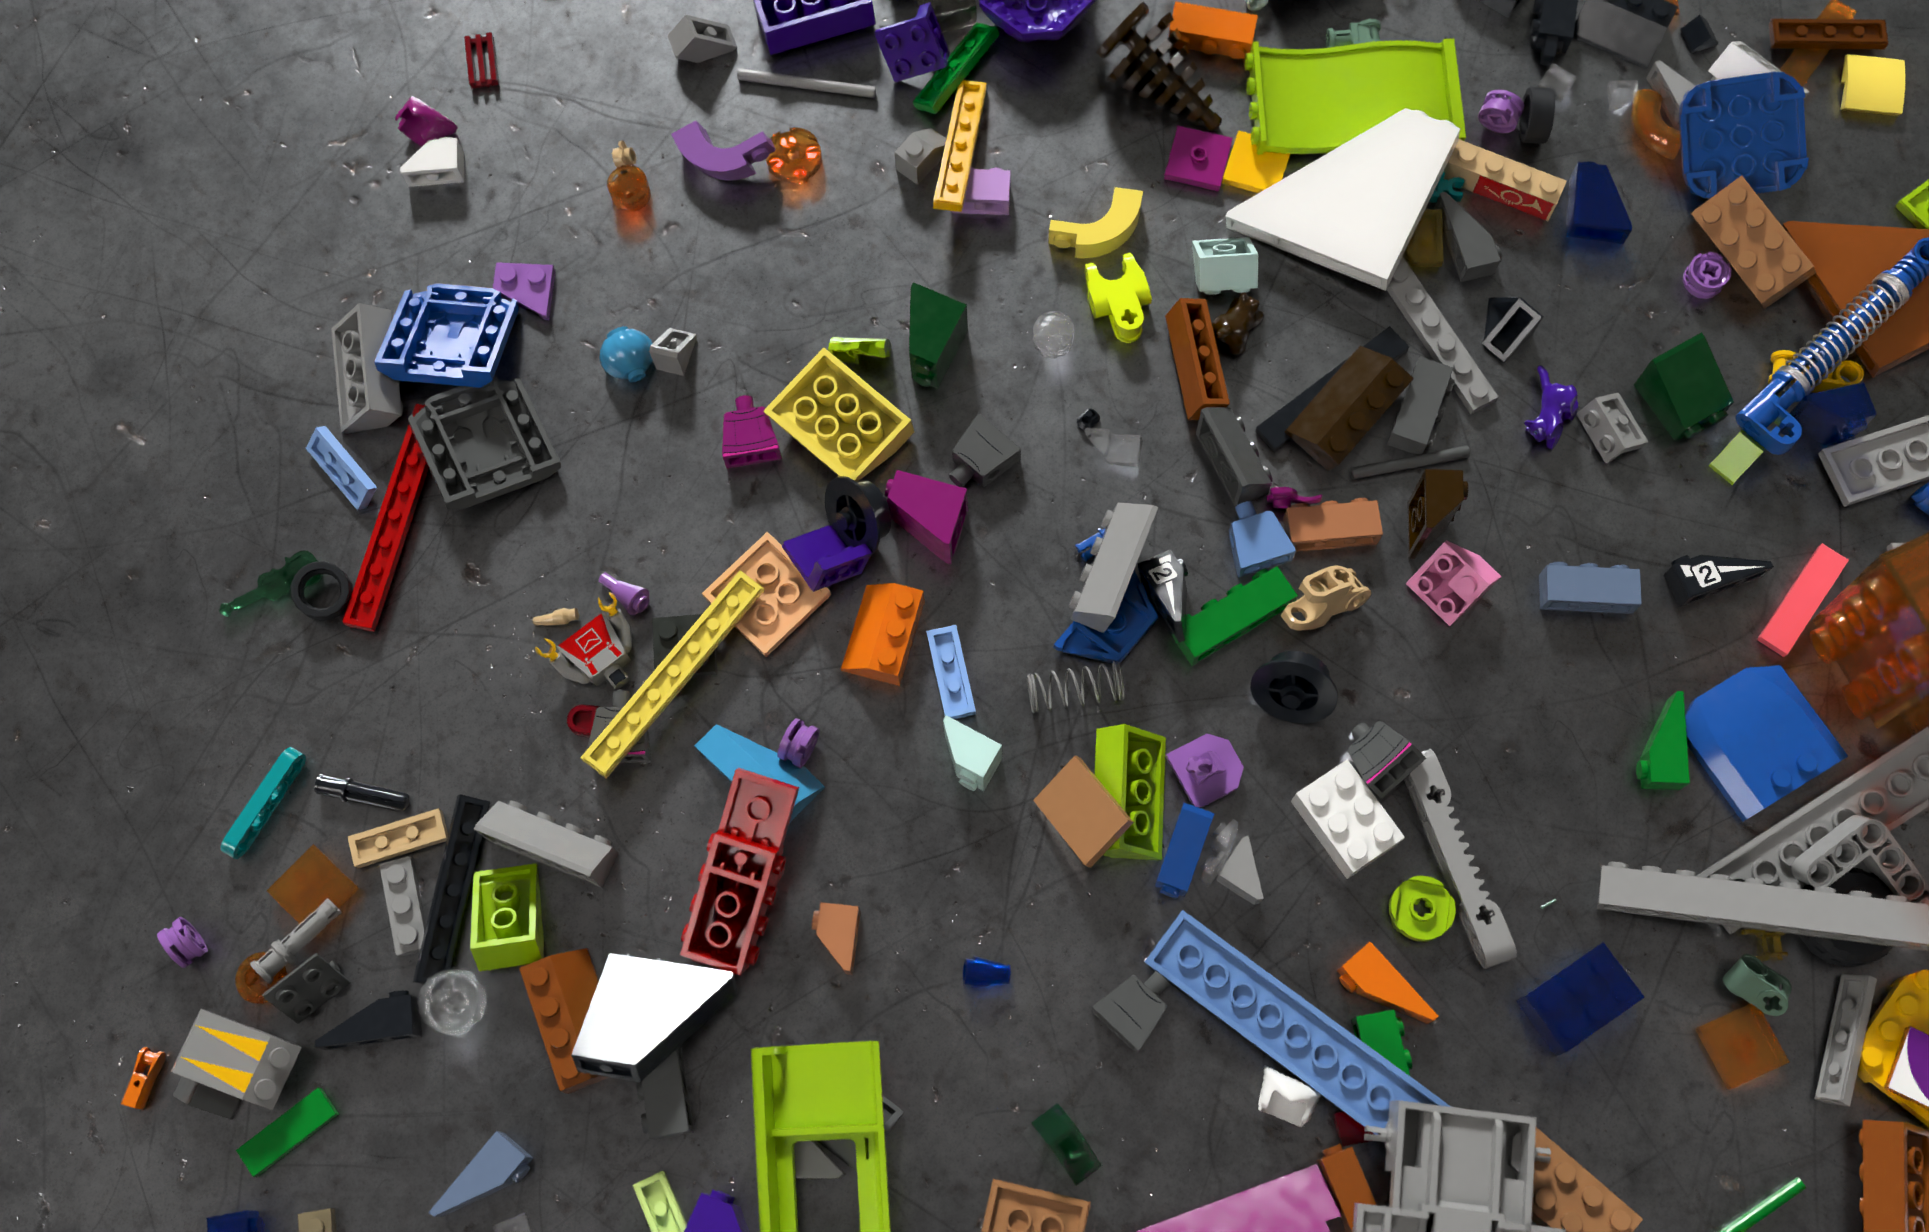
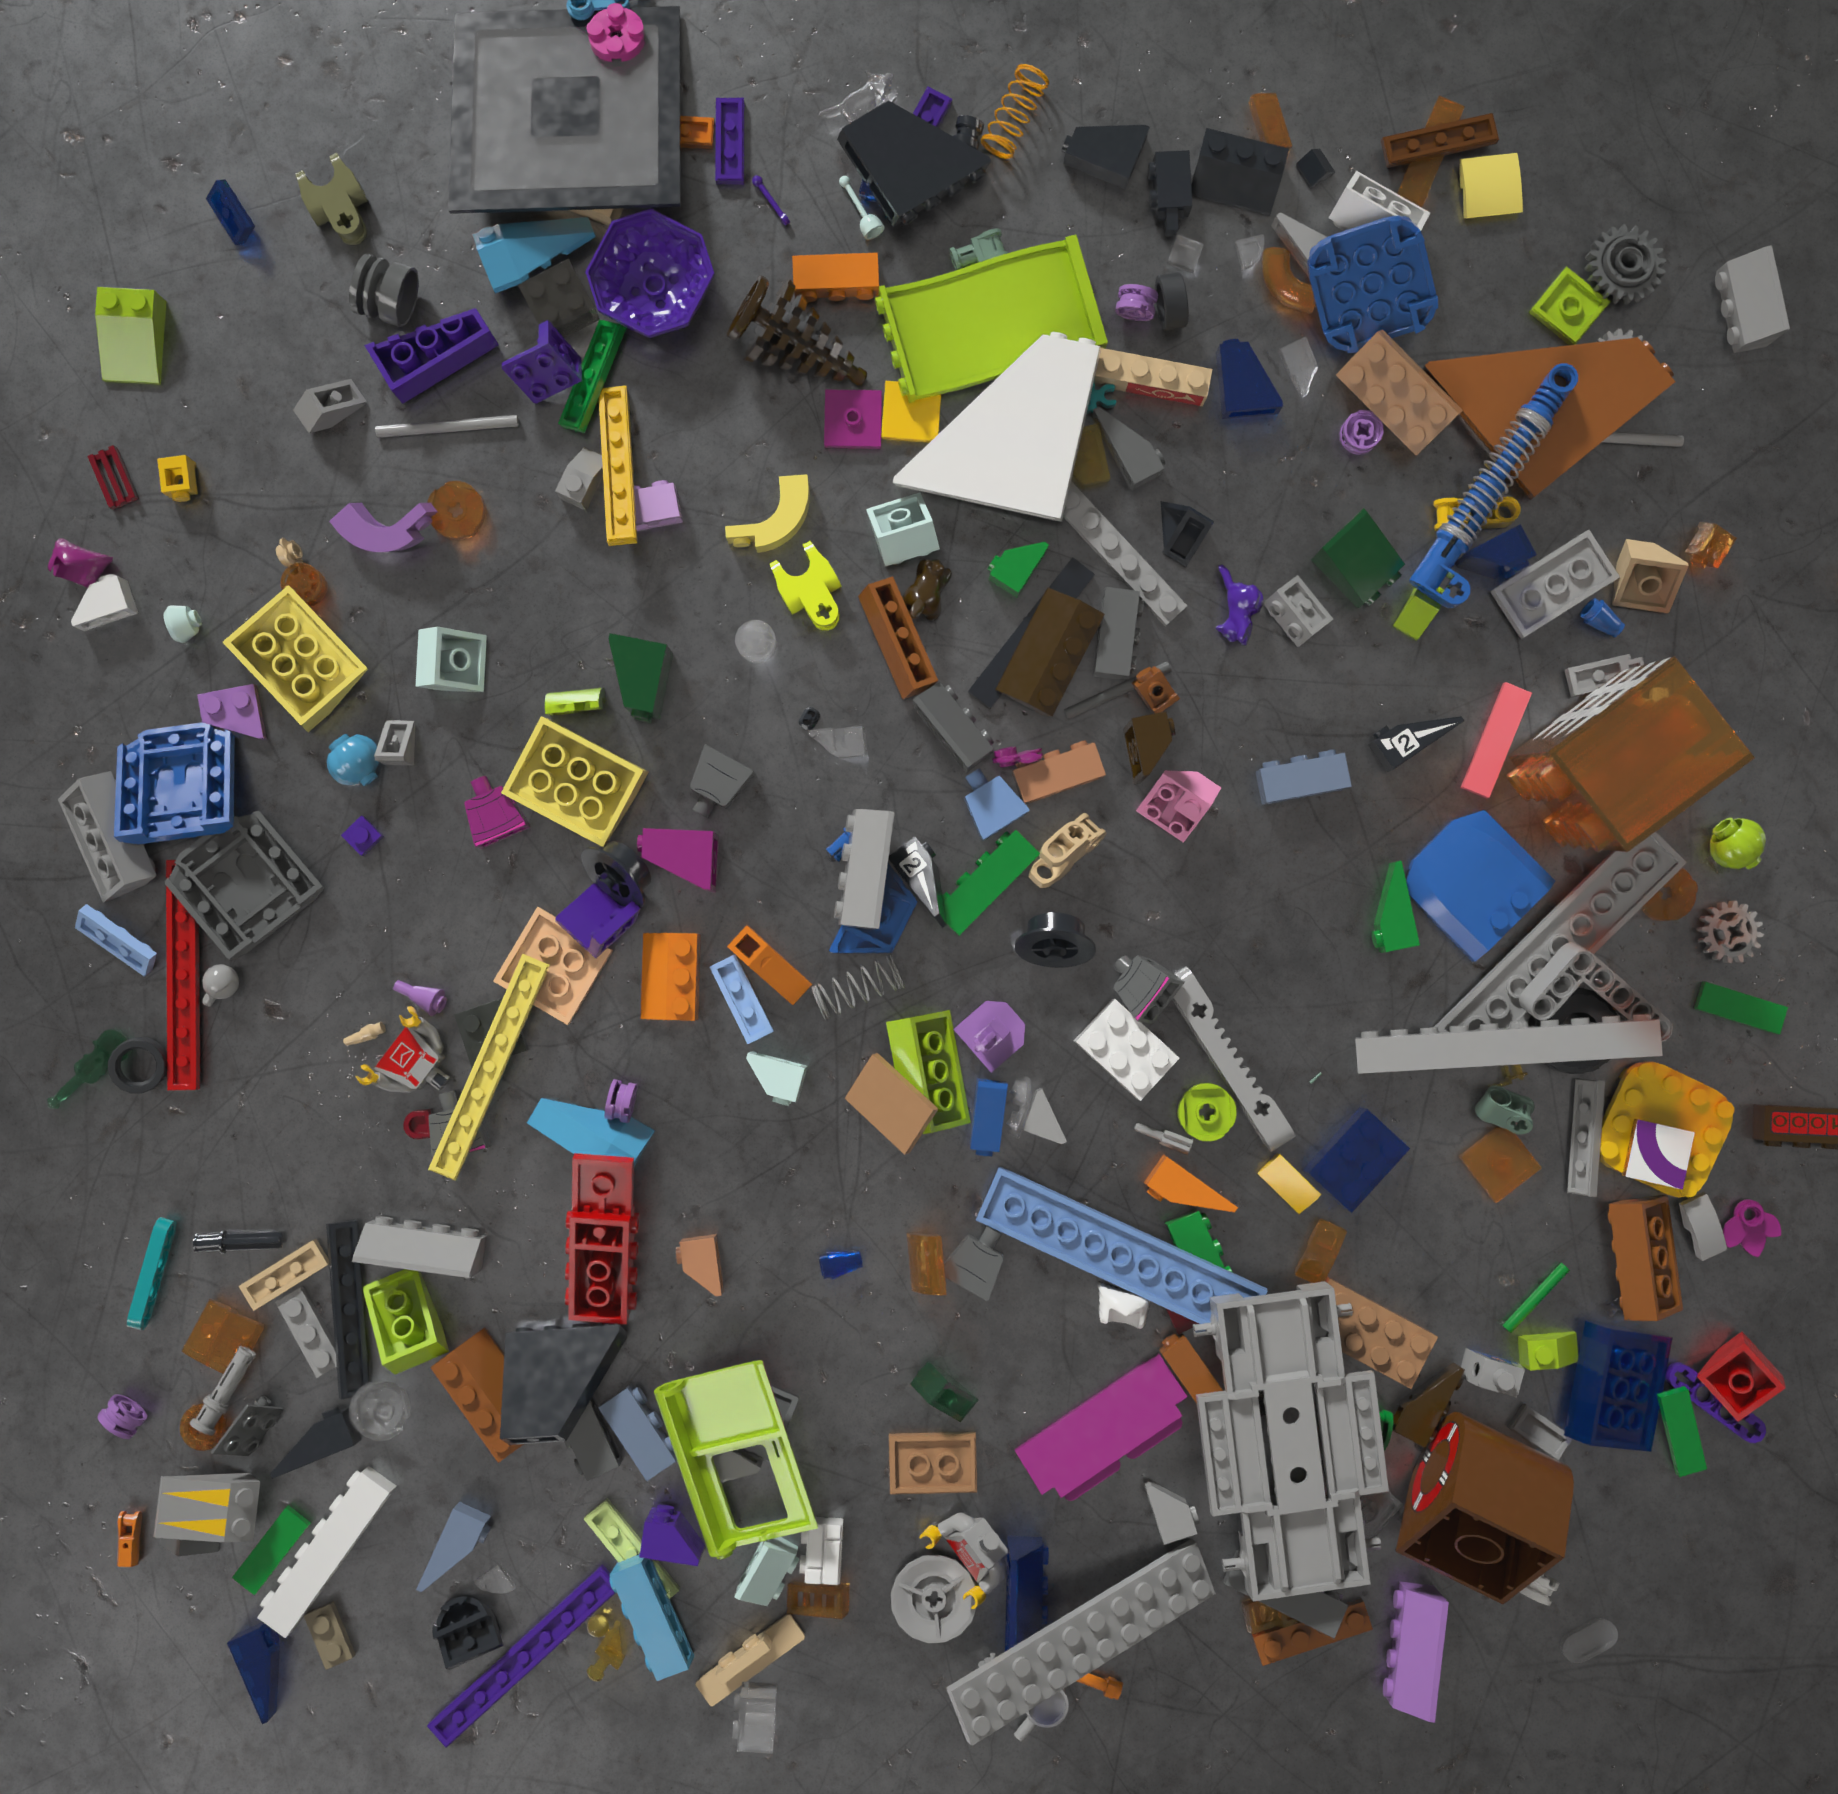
camera: 20 degrees left, 15 degrees up
(345, 1147) = (326, 1552): none -> white brick
(428, 531) = (219, 983): none -> light grey piece
(503, 195) = (182, 622): none -> light aqua cone
(541, 70) = (171, 471): none -> yellow brick
(601, 248) = (296, 658): none -> light yellow slope
(613, 428) = (362, 835): none -> dark purple plate
(721, 1100) = (639, 1430): none -> sand blue brick
(749, 284) = (450, 660): none -> light aqua slope
(988, 642) = (769, 965): none -> orange slope
(1081, 991) = (926, 1263): none -> clear orange slope
(1331, 322) = (1016, 567): none -> green slope
(1372, 927) = (1167, 1138): none -> light grey axle
(1444, 453) = (1144, 685): none -> dark orange brick
(1499, 1009) = (1289, 1183): none -> yellow slope
(1523, 1090) = (1321, 1252): none -> clear orange slope
(1653, 201) = (1299, 364): none -> clear slope

